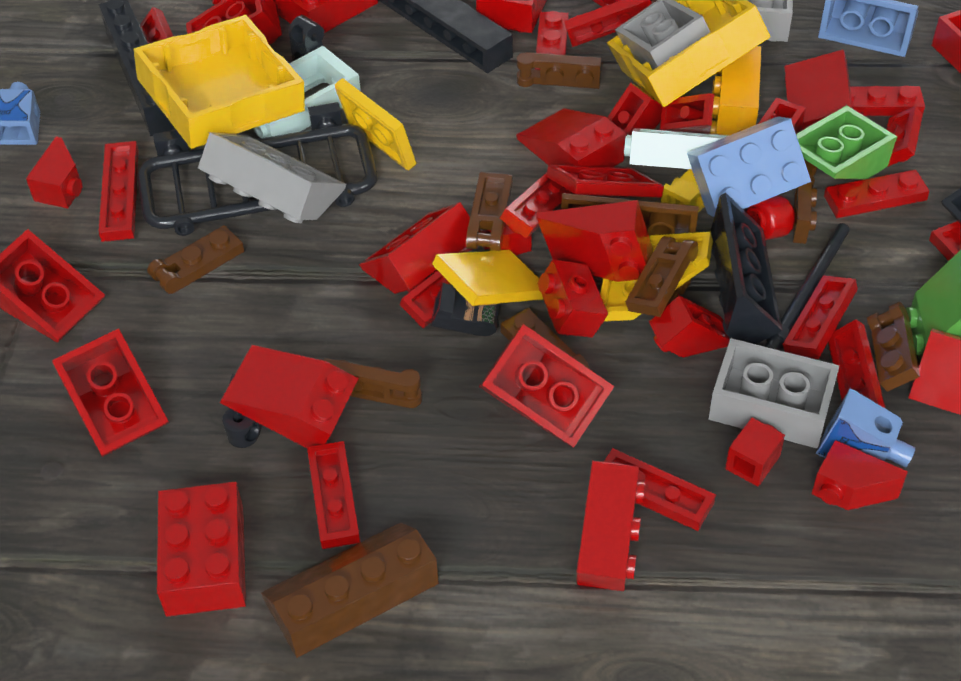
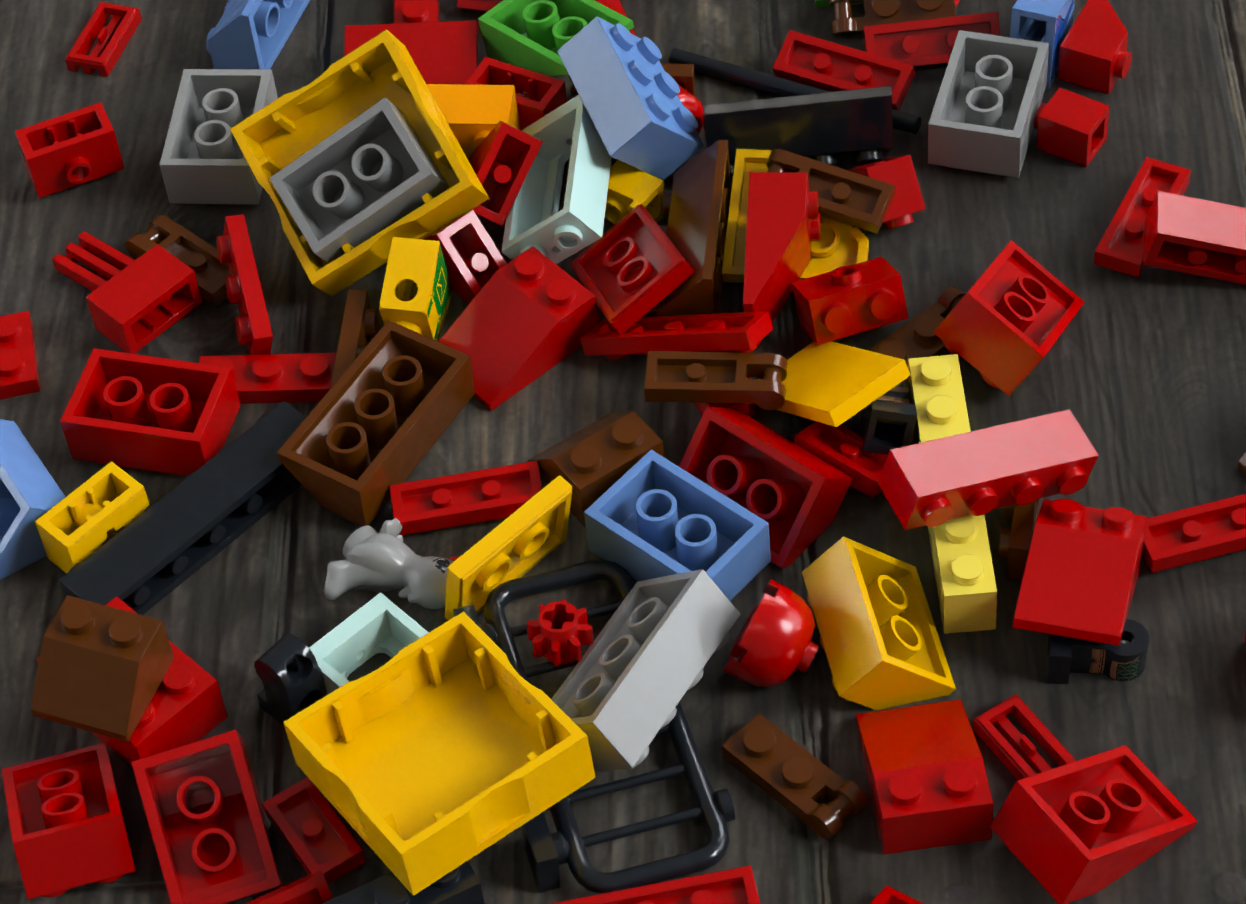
camera: 90 degrees left, 0 degrees up
(175, 314) = (925, 776): none -> red slope
(186, 377) = (1005, 752): none -> red tile
(287, 243) = (774, 639): none -> red cylinder
(289, 301) = (876, 627): none -> yellow slope
(307, 143) = (560, 632): none -> red gear
(368, 332) = (987, 469): none -> brick
(376, 202) = (672, 523): none -> medium blue brick
(390, 81) = (386, 564): none -> light grey animal
(397, 340) = (961, 544): none -> light yellow brick
(437, 121) = (464, 497): none -> red plate
(447, 173) = (598, 457): none -> reddish brown slope
(492, 74) = (378, 421): none -> reddish brown slope
(593, 86) = (416, 286): none -> yellow torso

